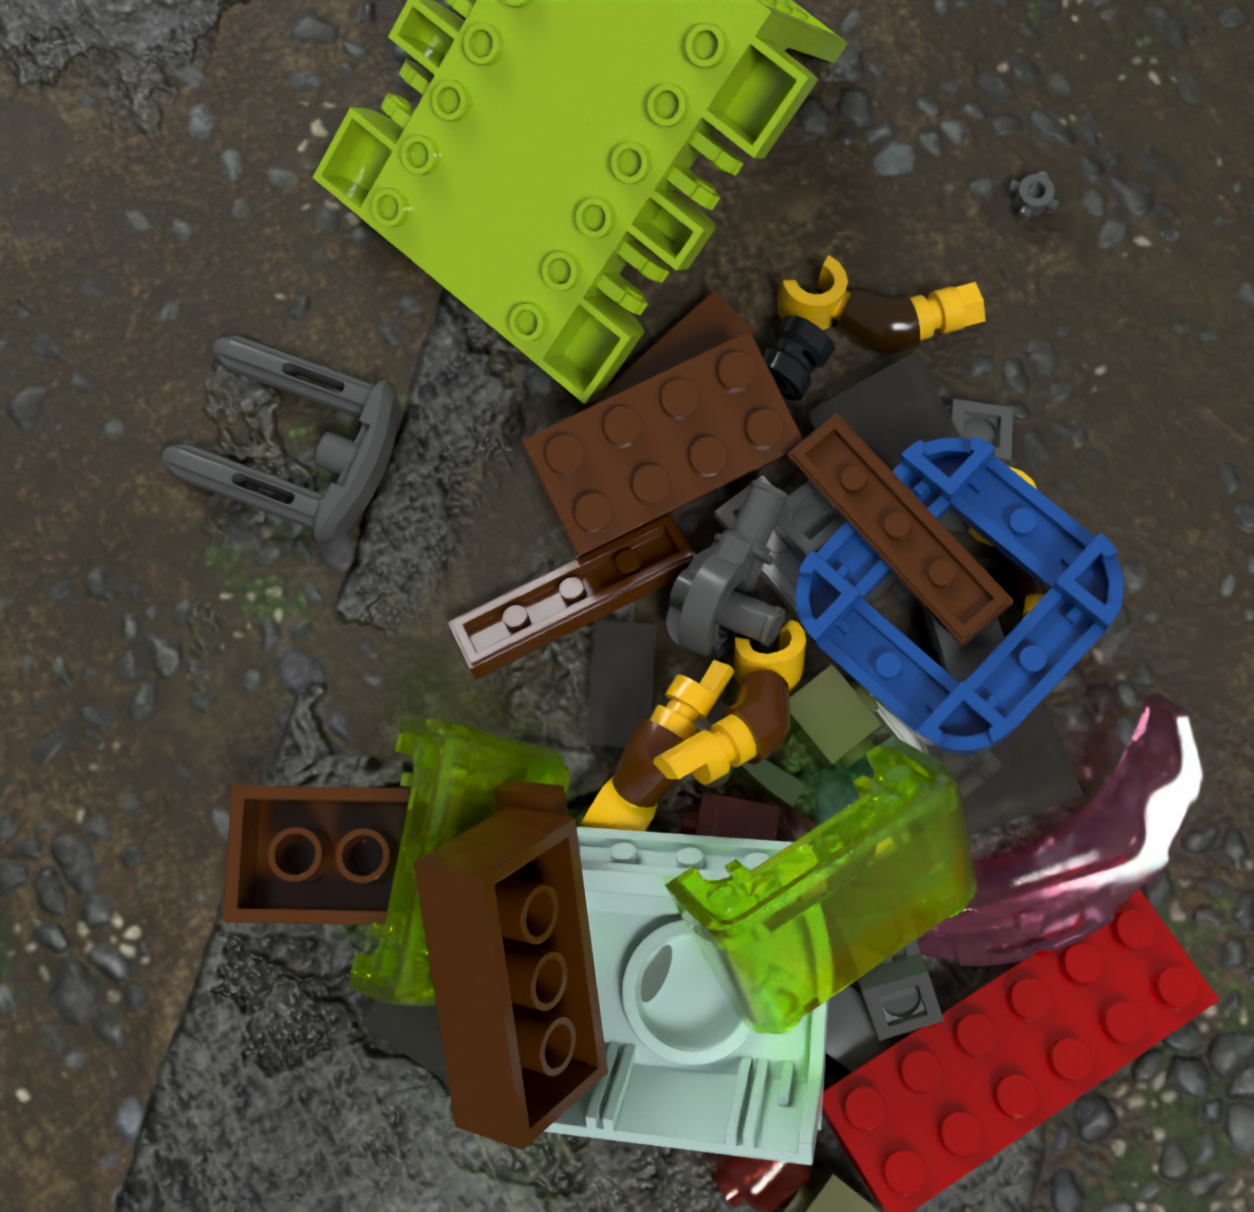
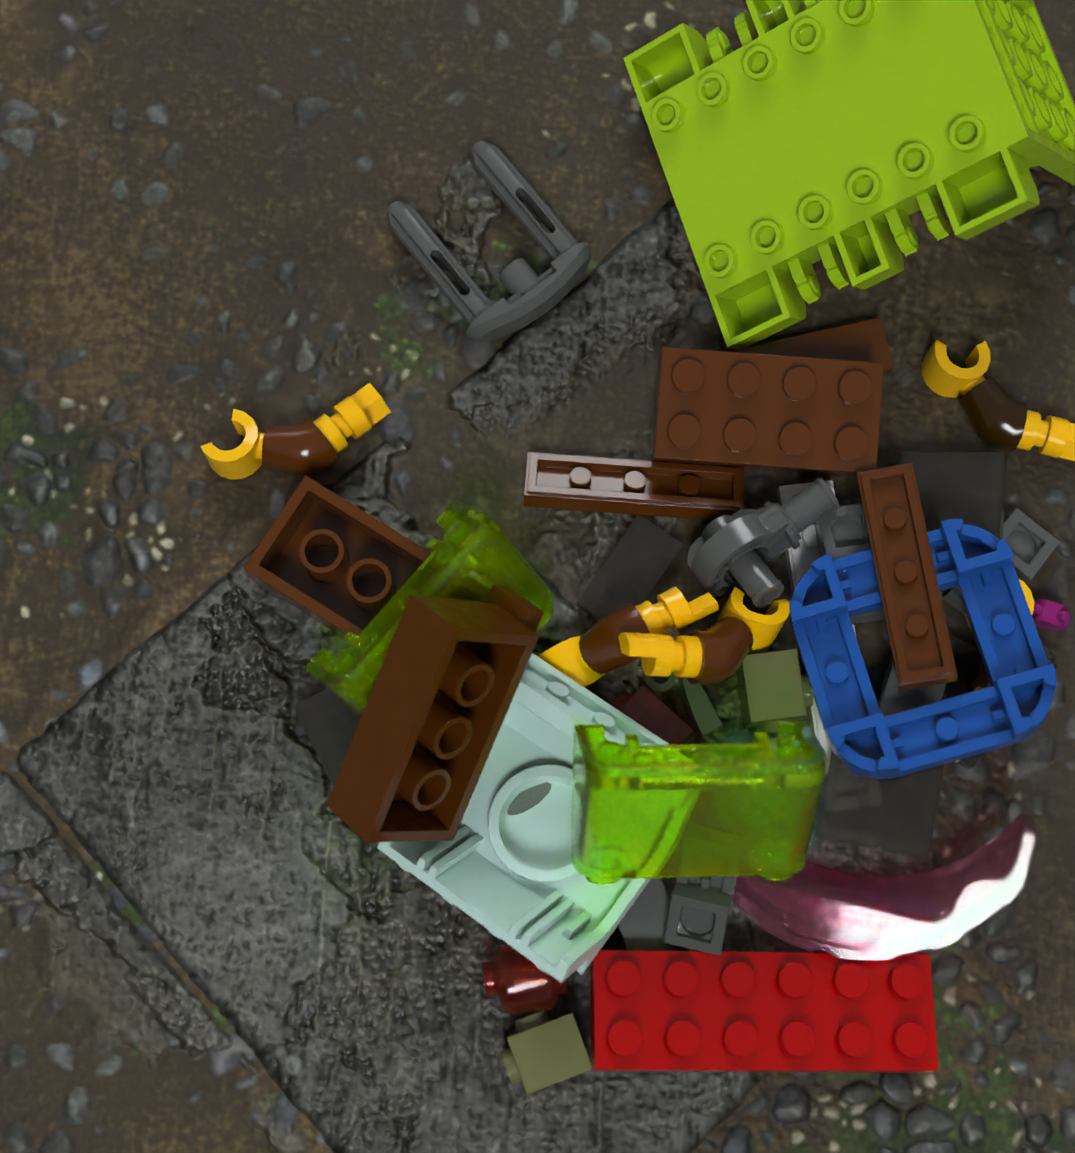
camera: 30 degrees right, 0 degrees up
(210, 756) = (299, 447): none -> yellow piece
(795, 355) = (911, 403): black wheel -> none
(1051, 482) = (1050, 615): none -> magenta piece

